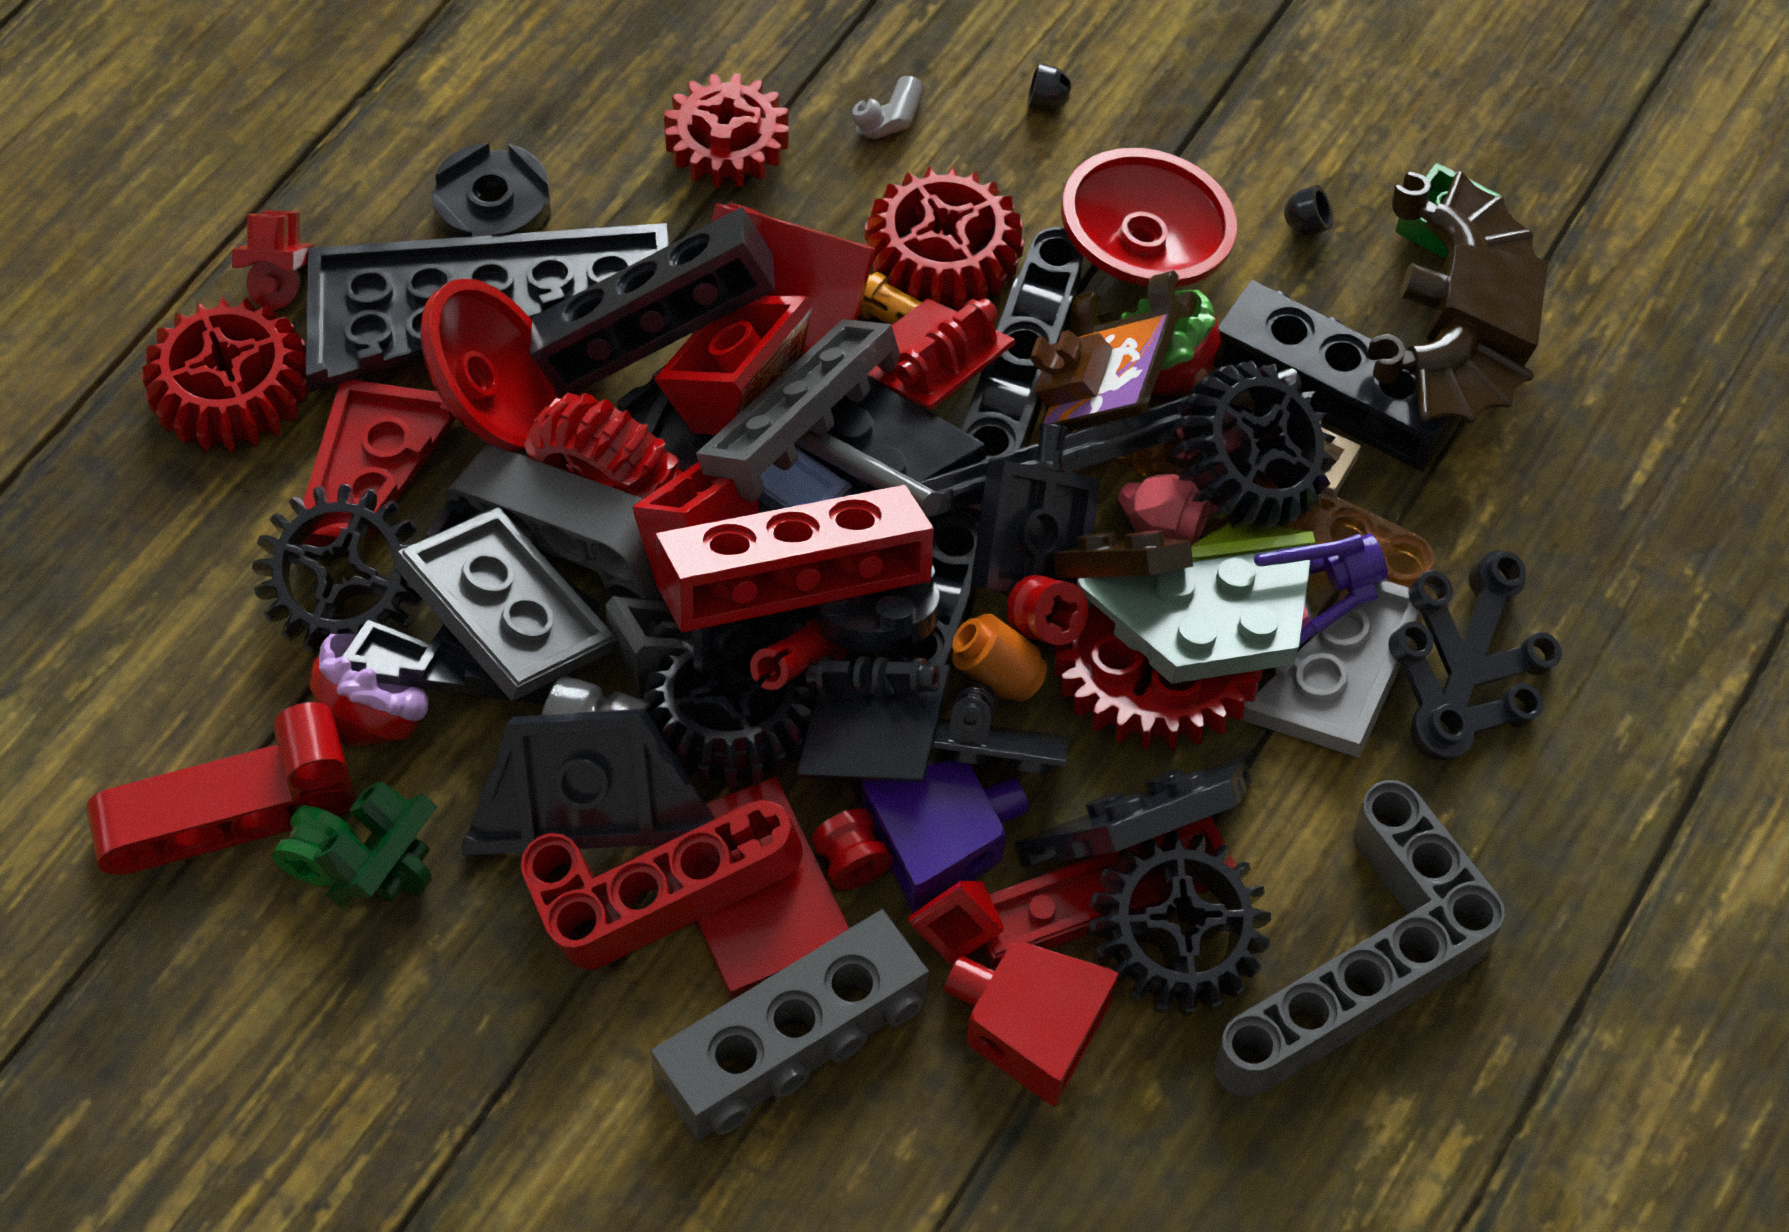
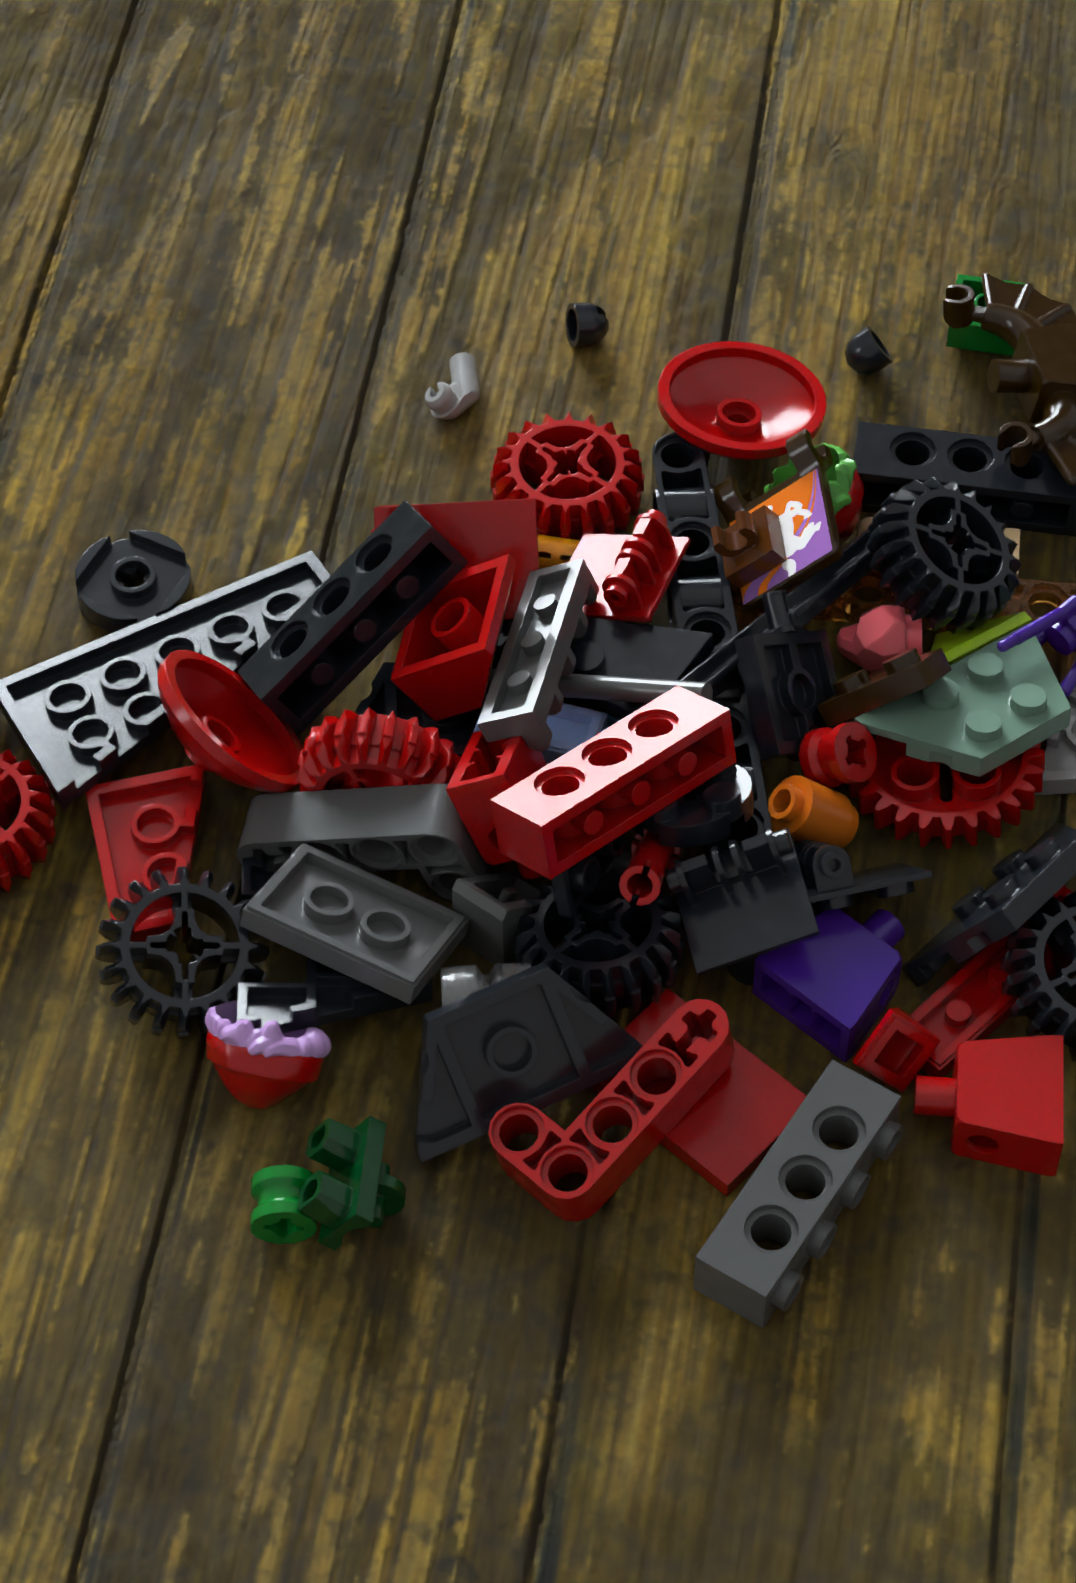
camera: 20 degrees left, 5 degrees down
(225, 798) = (181, 1192): red beam -> none
(726, 130) = (321, 452): red gear -> none
(852, 849) = (769, 1023): red wheel -> none

